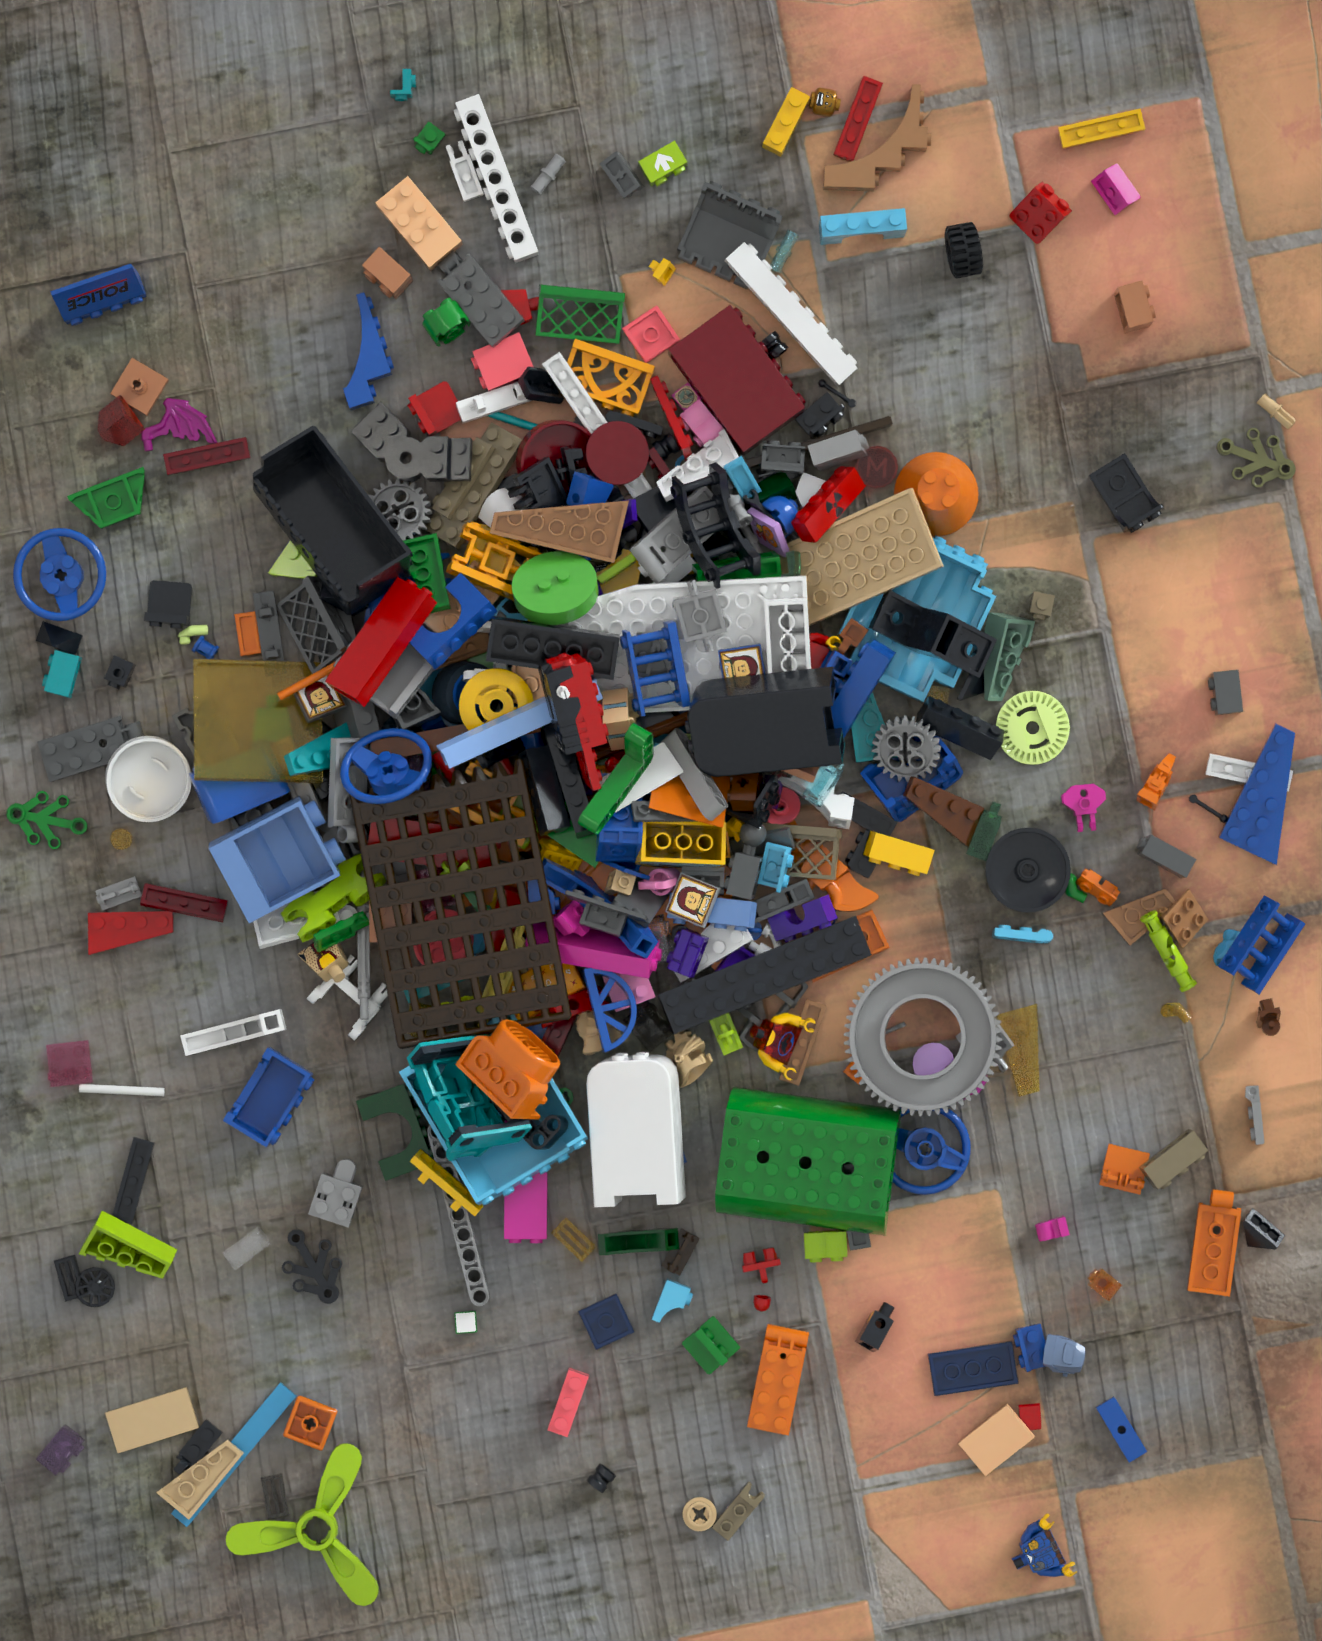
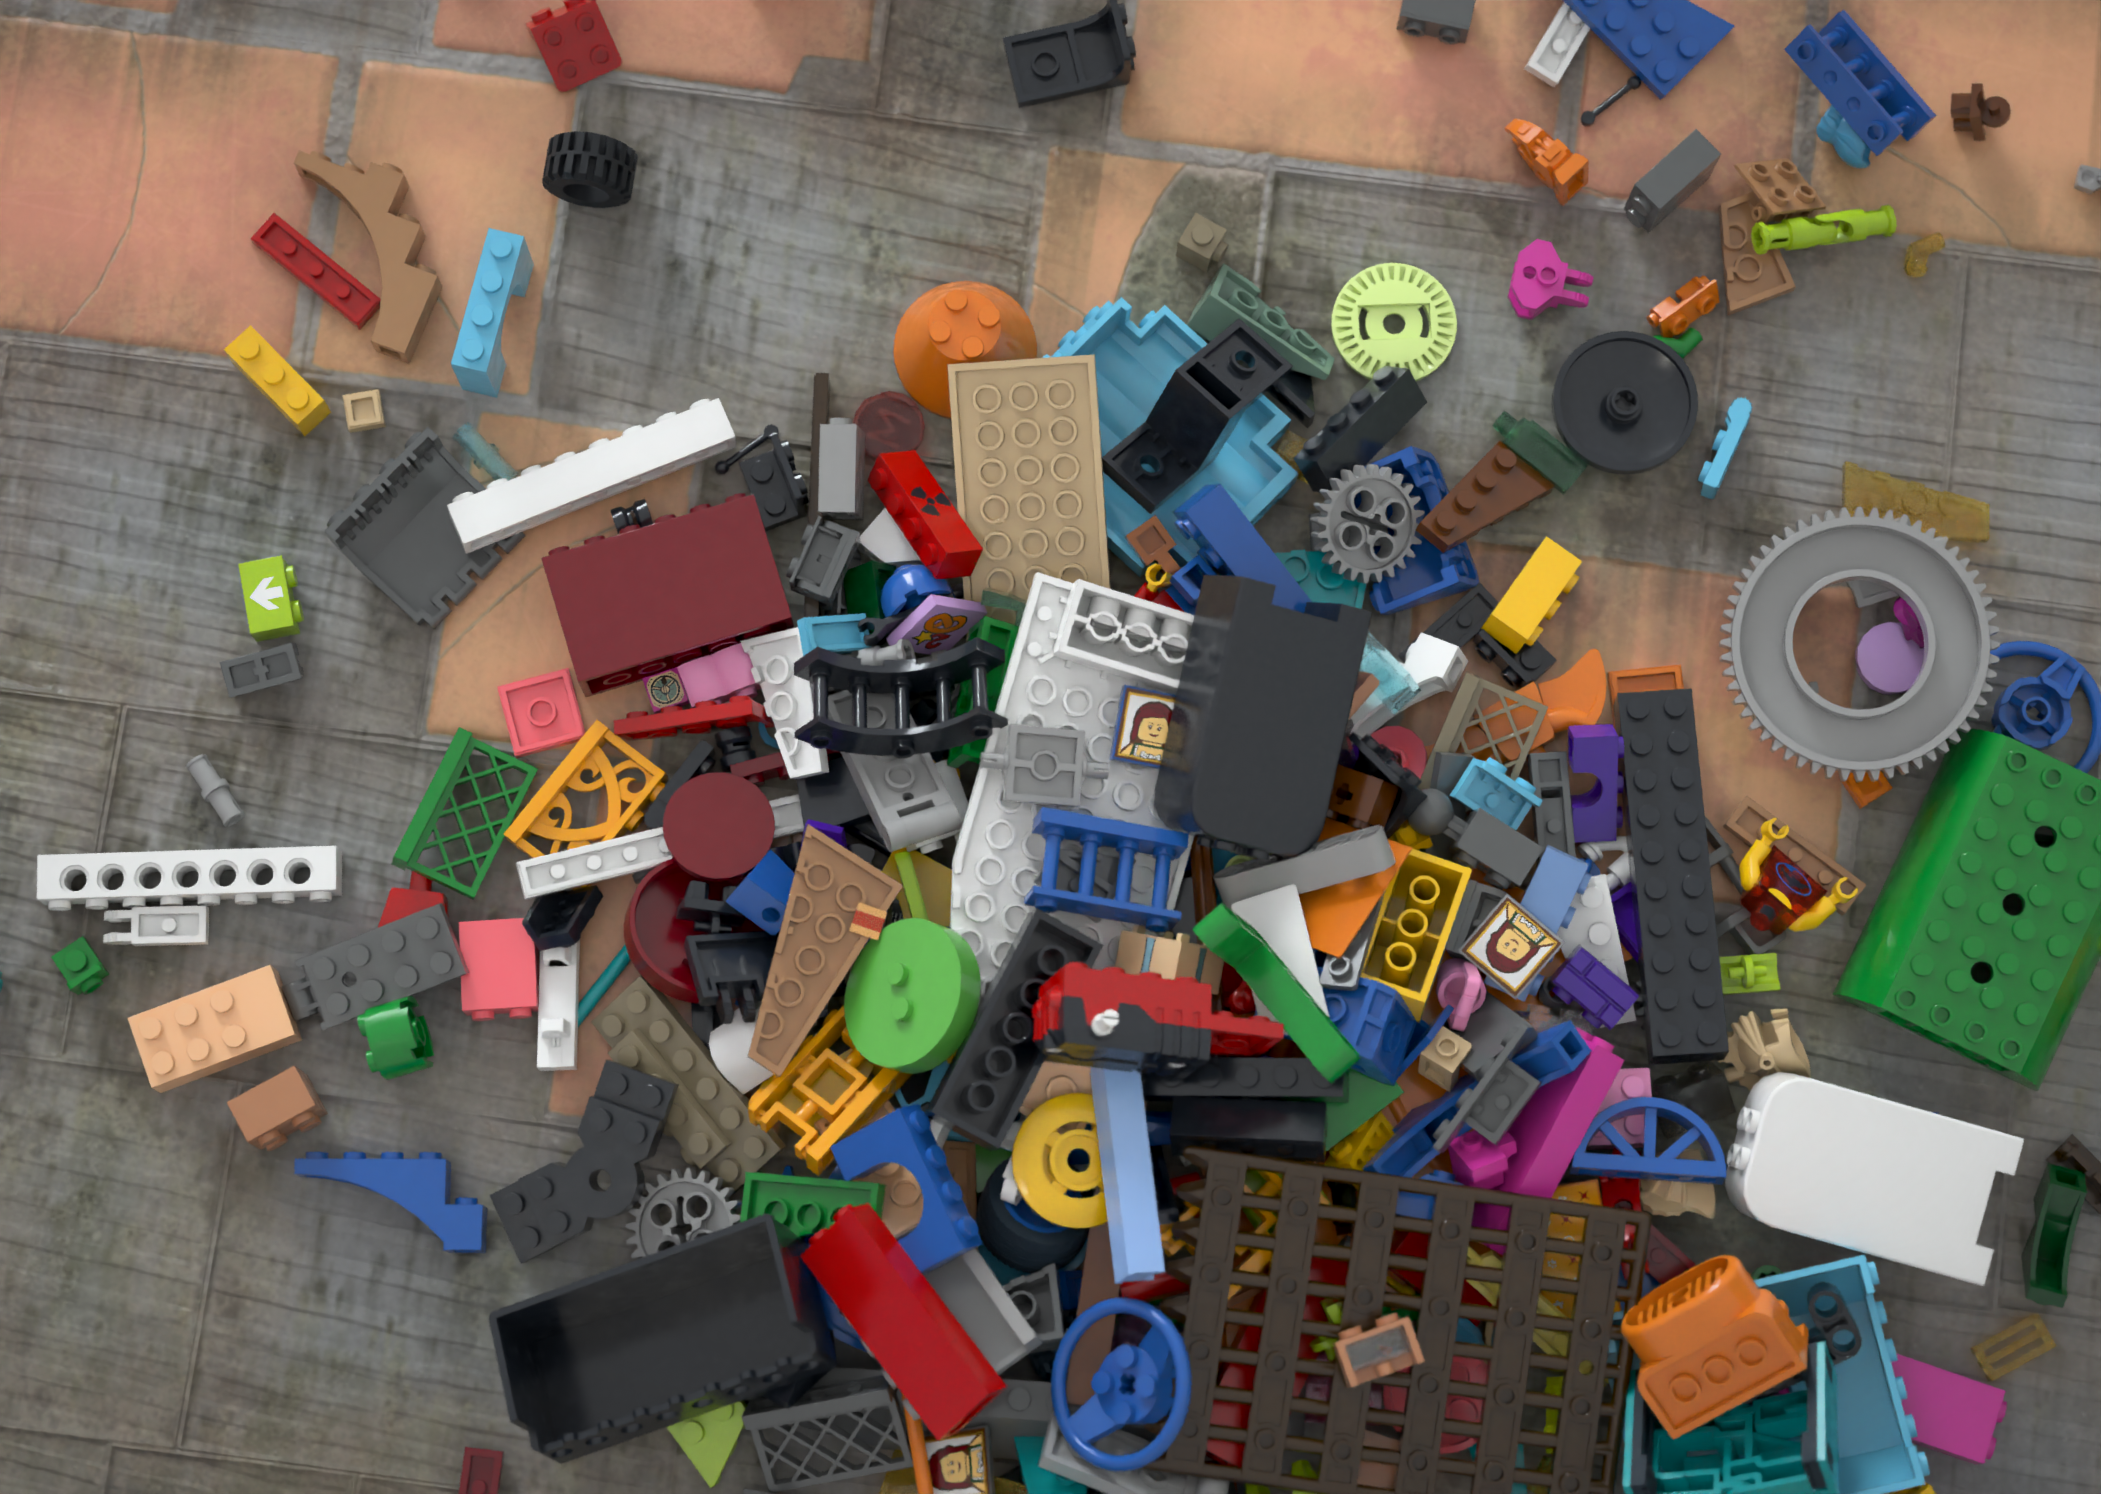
camera: 75 degrees left, 10 degrees down
(435, 409) = (535, 1107): red bracket -> none
(448, 894) = (1378, 1350): none -> nougat window
(588, 551) = (868, 921): none -> clear orange sticker
(662, 271) = (444, 658): yellow tile -> none
(787, 175) = (364, 411): none -> tan tile
(824, 102) = (269, 310): pearl gold head -> none

